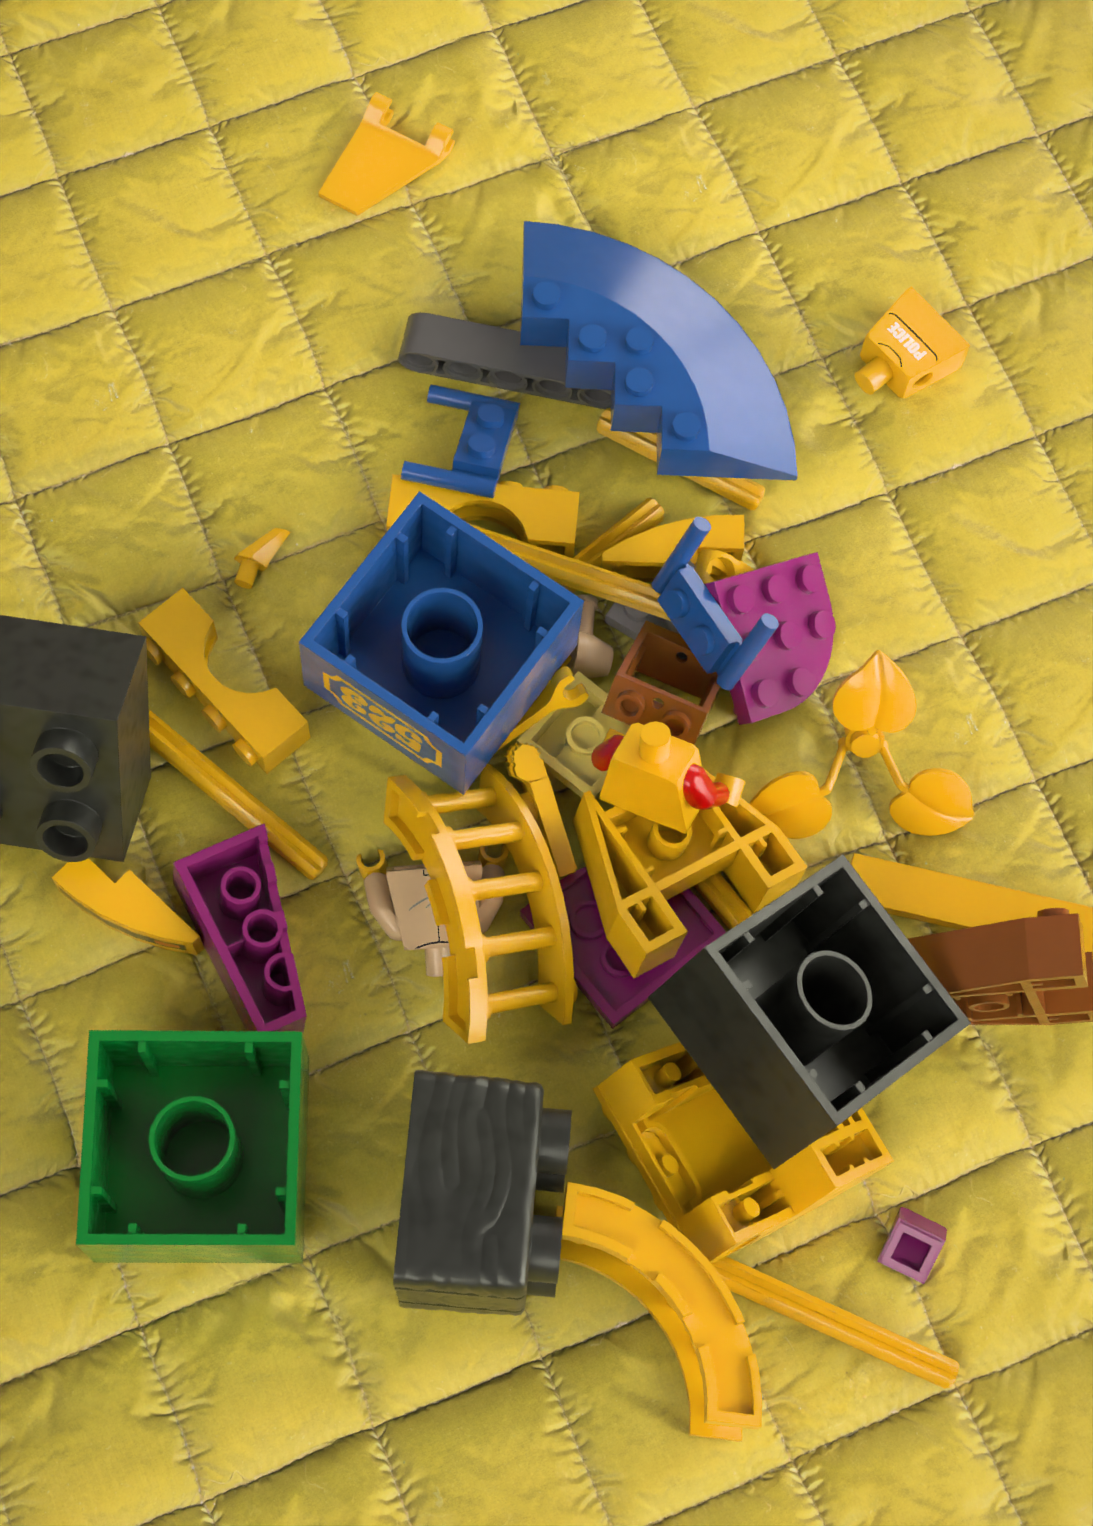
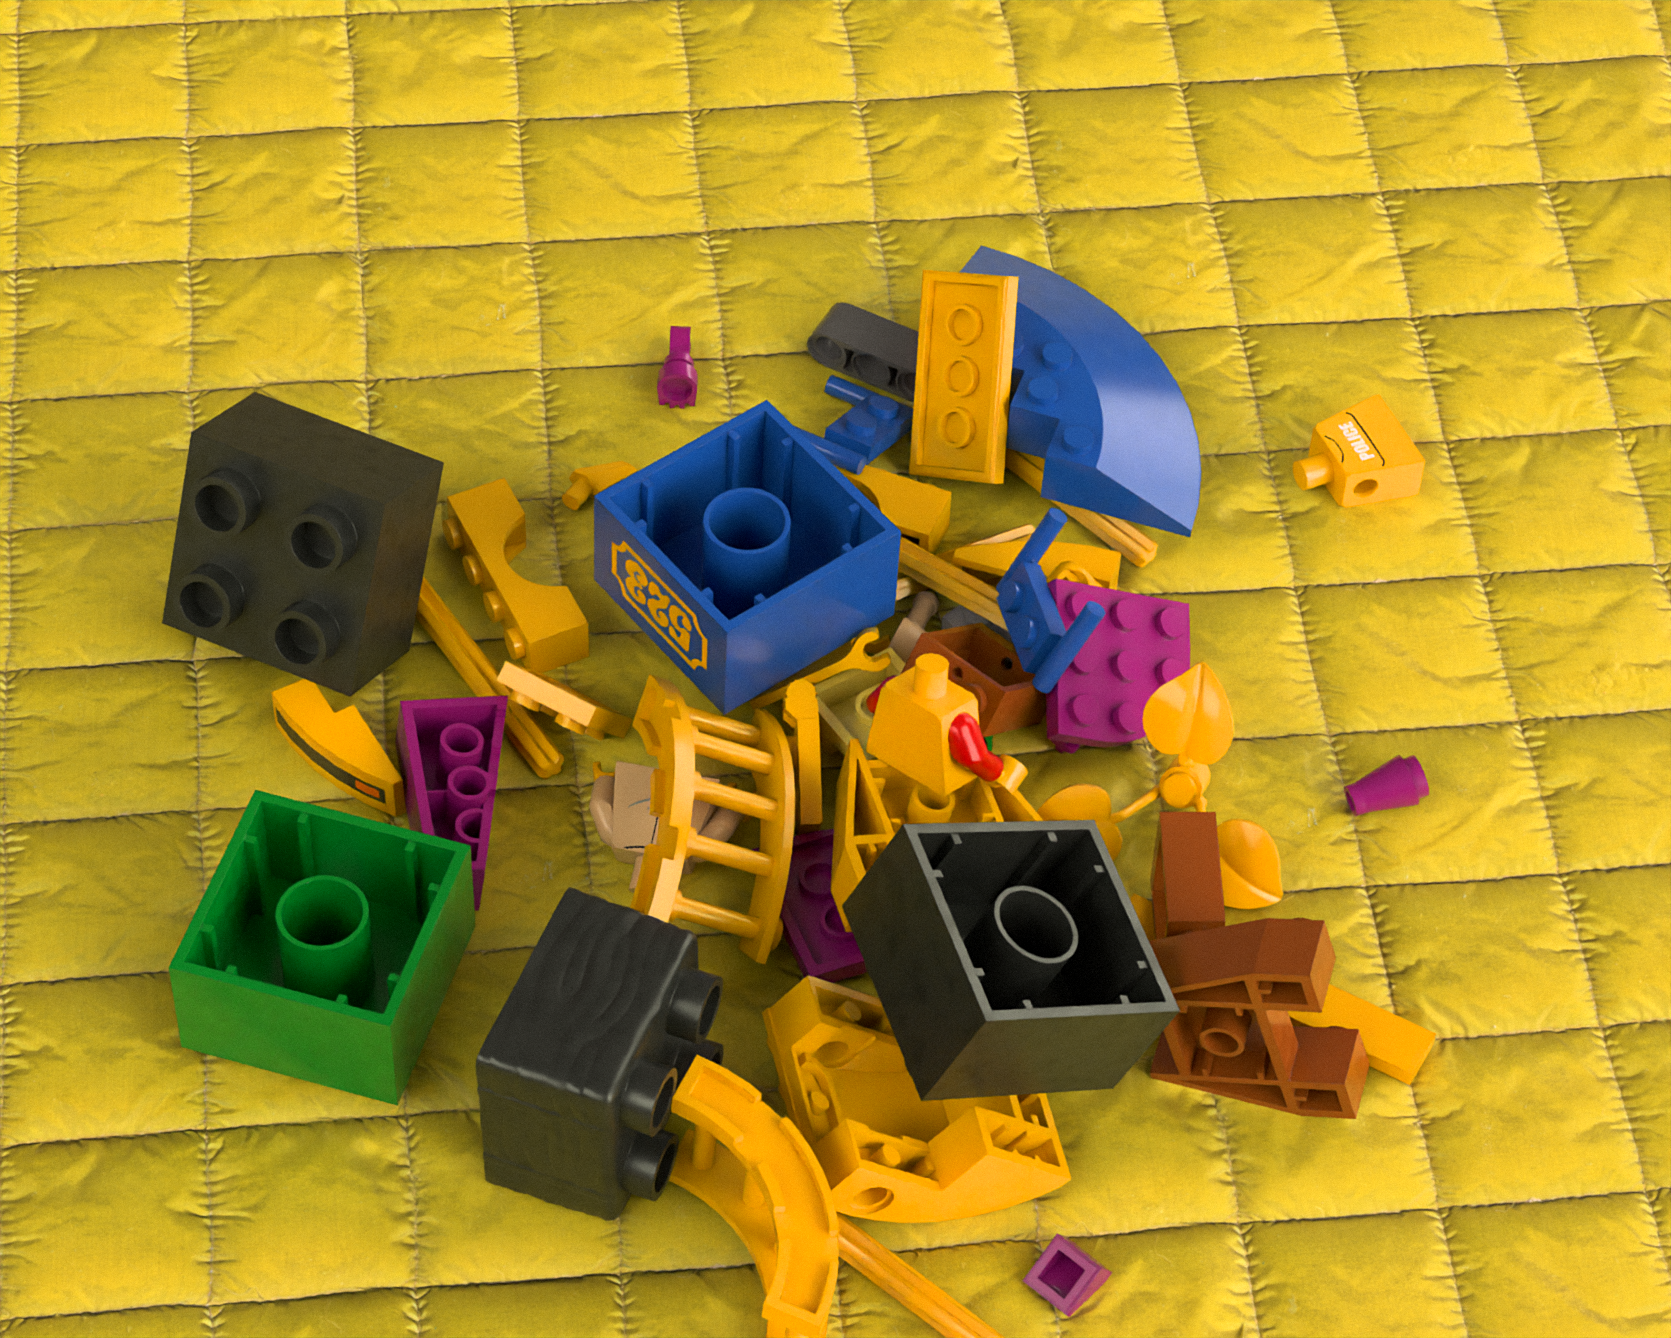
camera: 20 degrees right, 20 degrees down
(296, 427) = (677, 377): none -> magenta piece
(312, 808) = (564, 703): none -> yellow plate
(381, 160) = (858, 172): yellow flag -> none
(561, 378) = (963, 376): none -> yellow tile
(915, 865) = (1186, 874): none -> dark orange window
(1033, 680) = (1390, 786): none -> magenta cone

